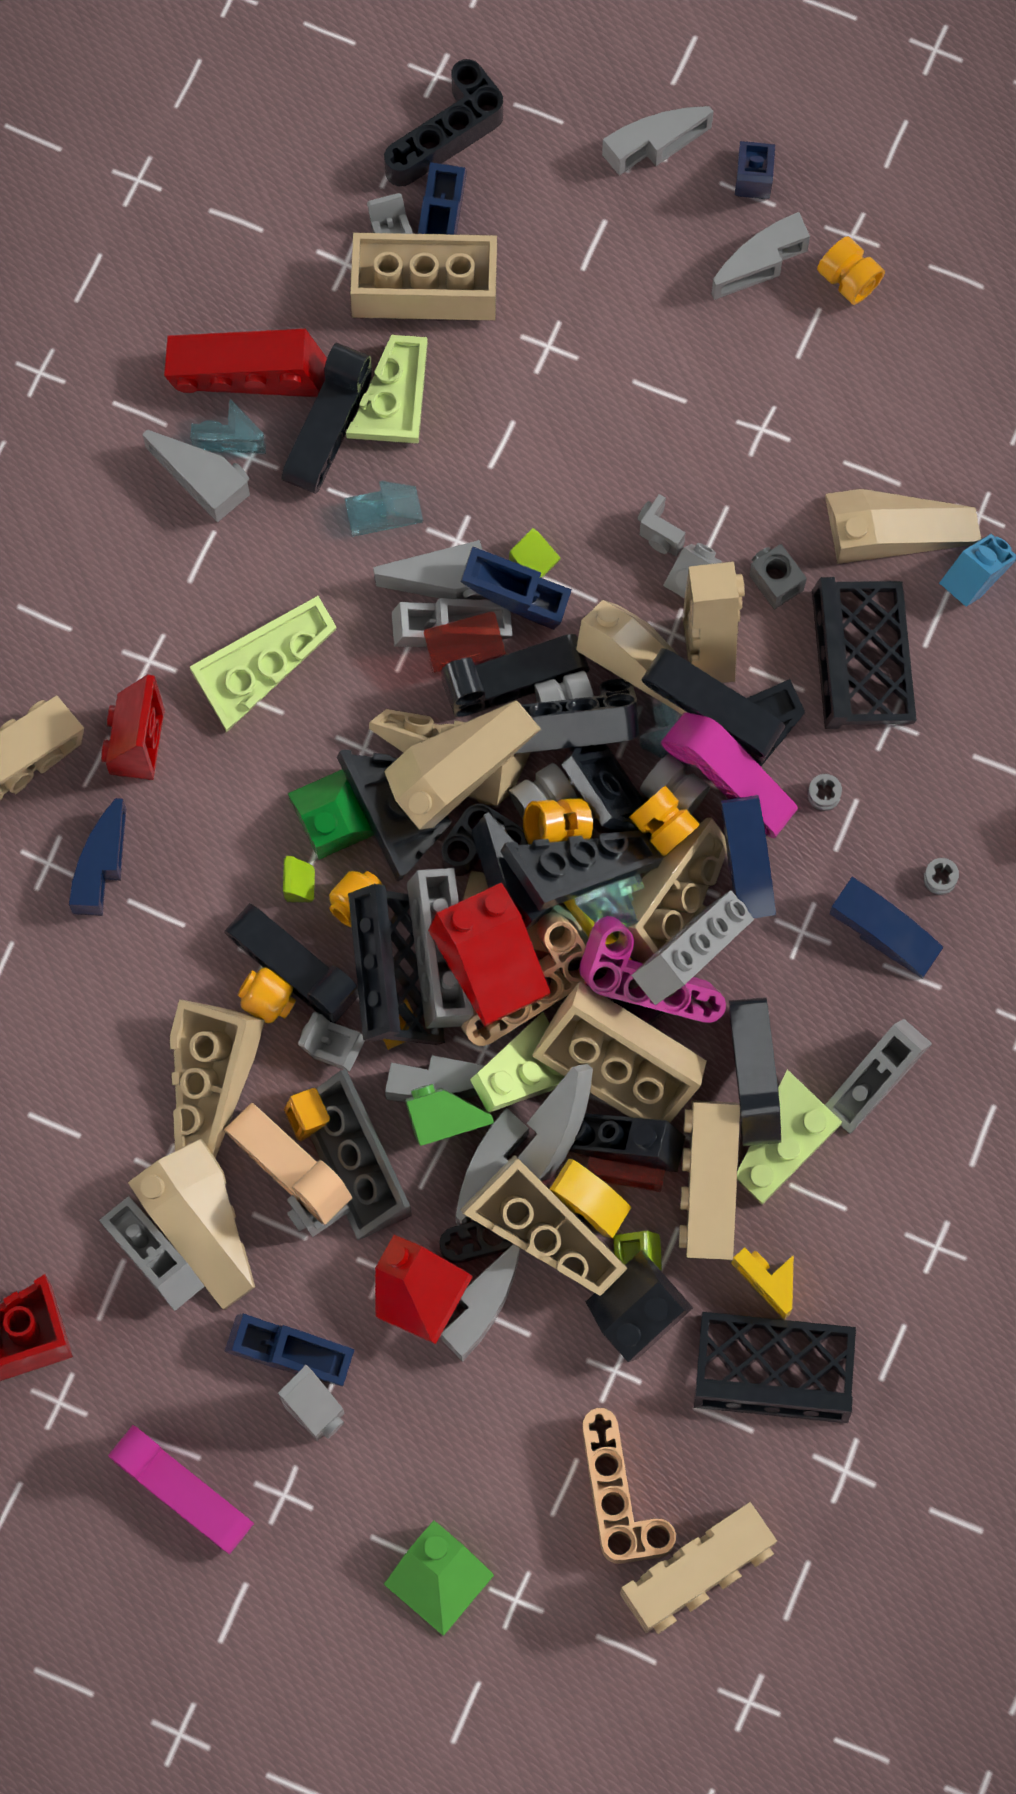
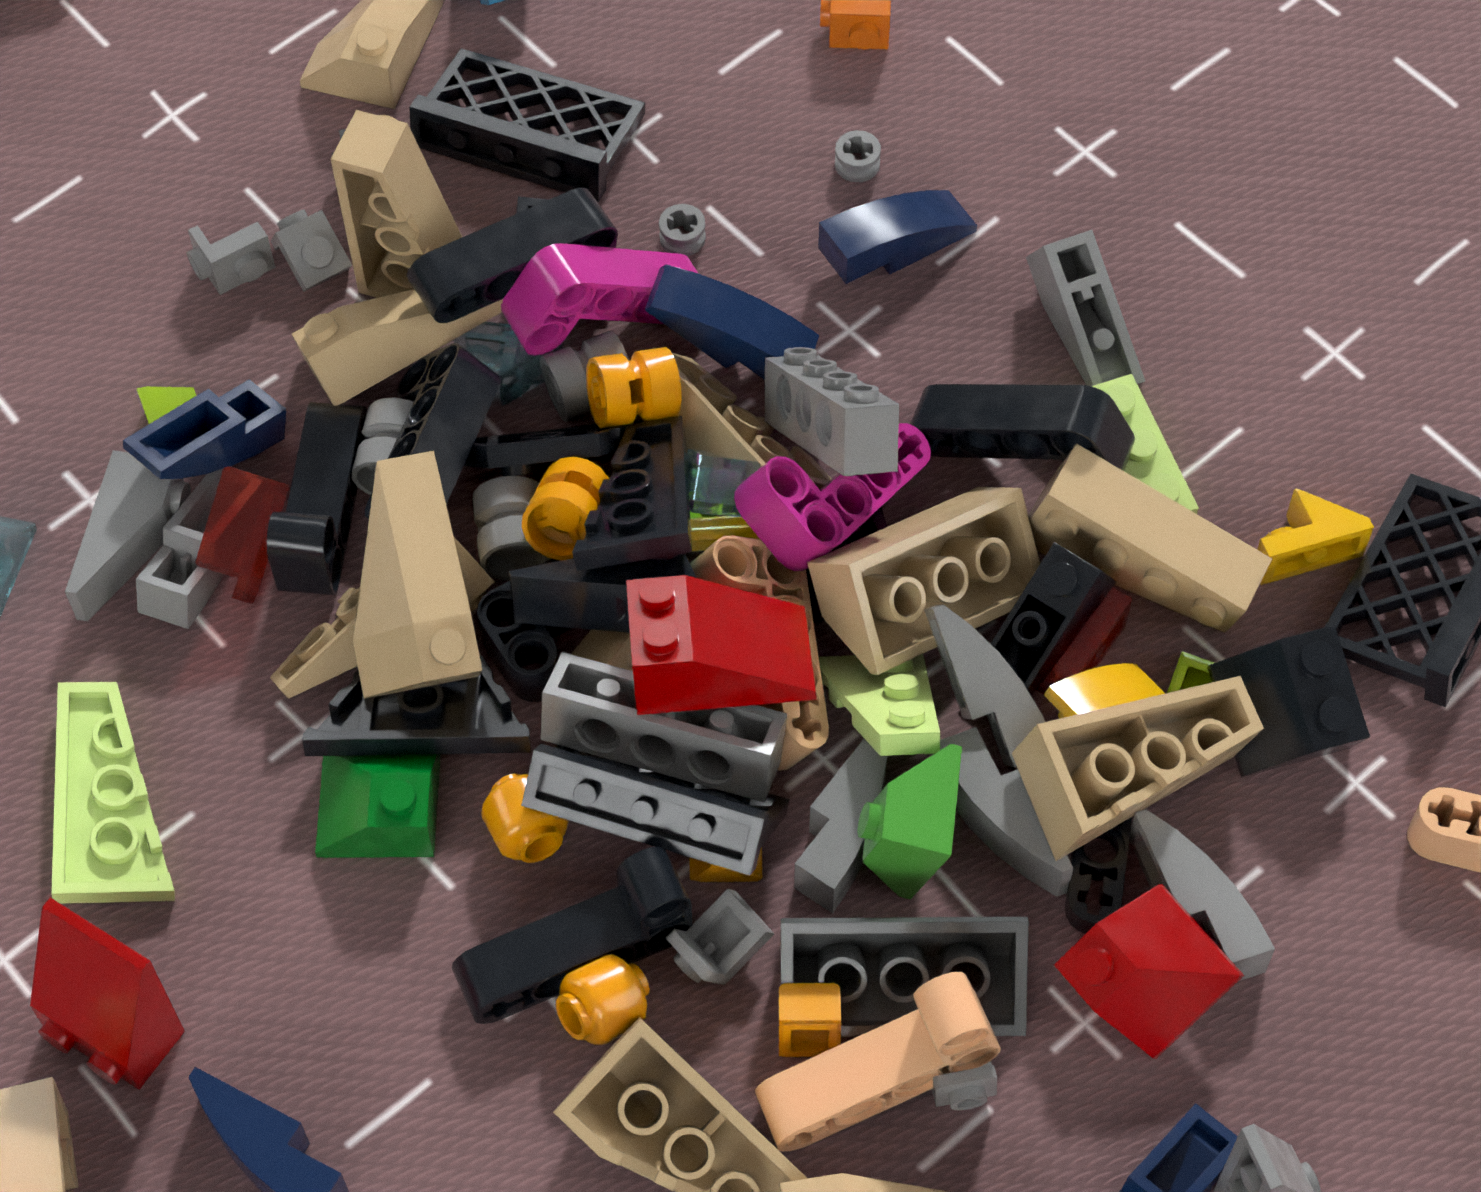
camera: 65 degrees left, 15 degrees down
(298, 880) = (451, 892): lime slope -> none

